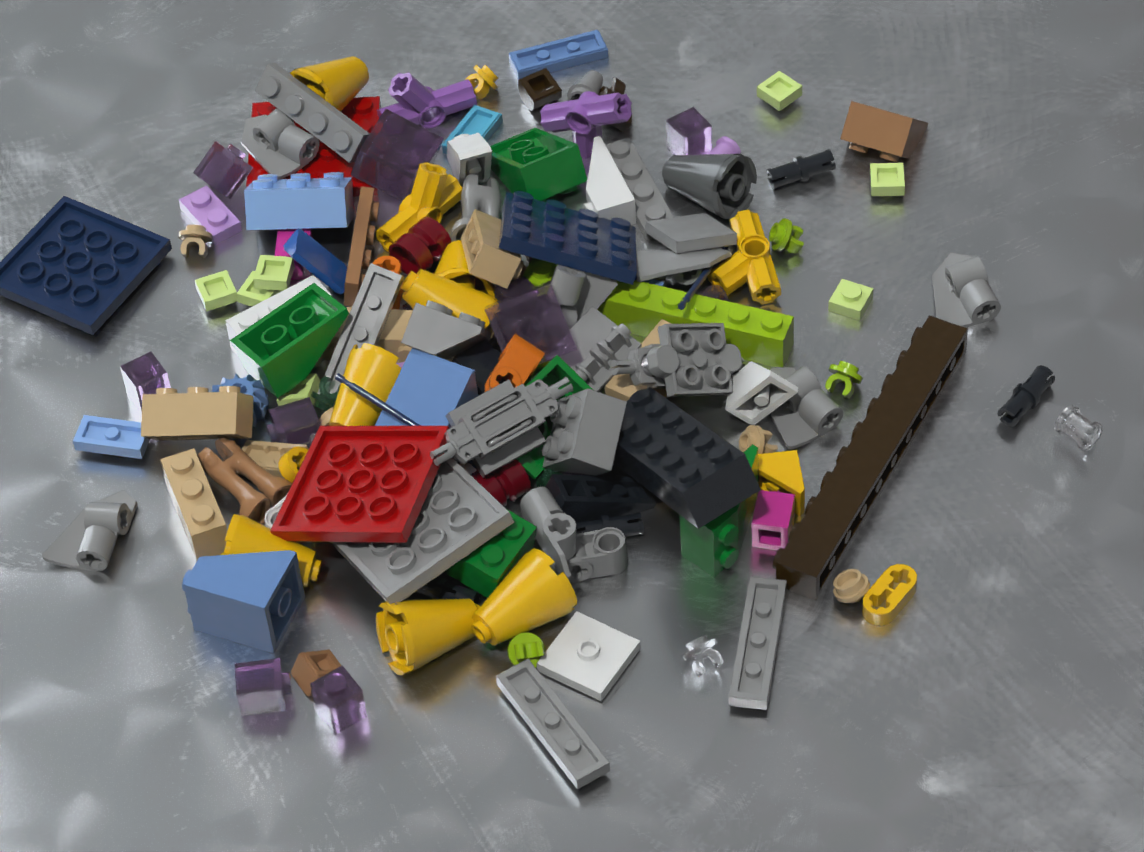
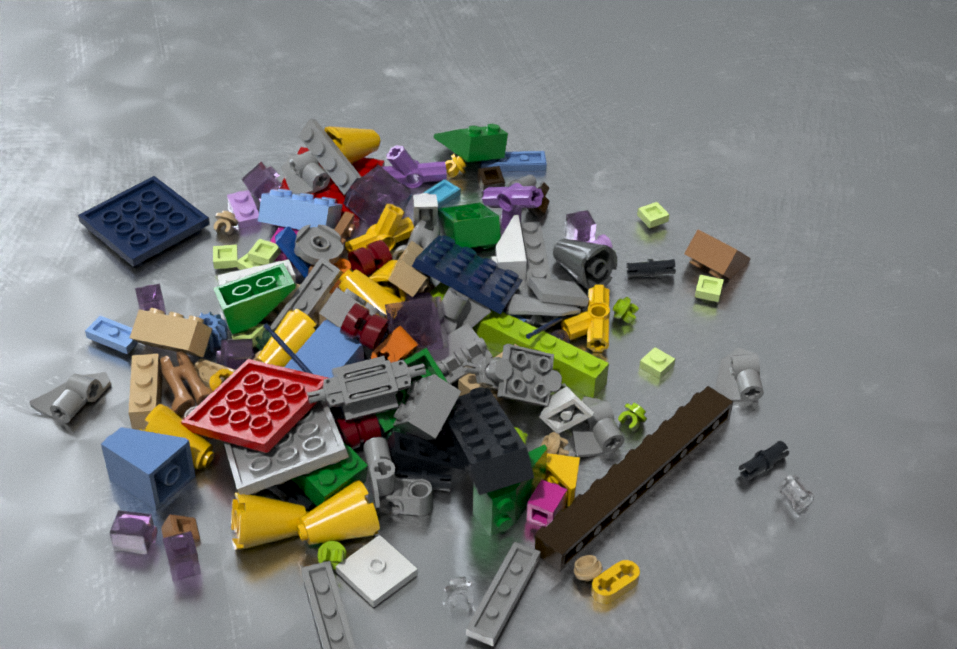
camera: 10 degrees right, 5 degrees down
(352, 261) = (309, 252): none -> light grey plate
(484, 351) = (372, 331): none -> dark red wheel
(500, 41) = (475, 142): none -> green slope

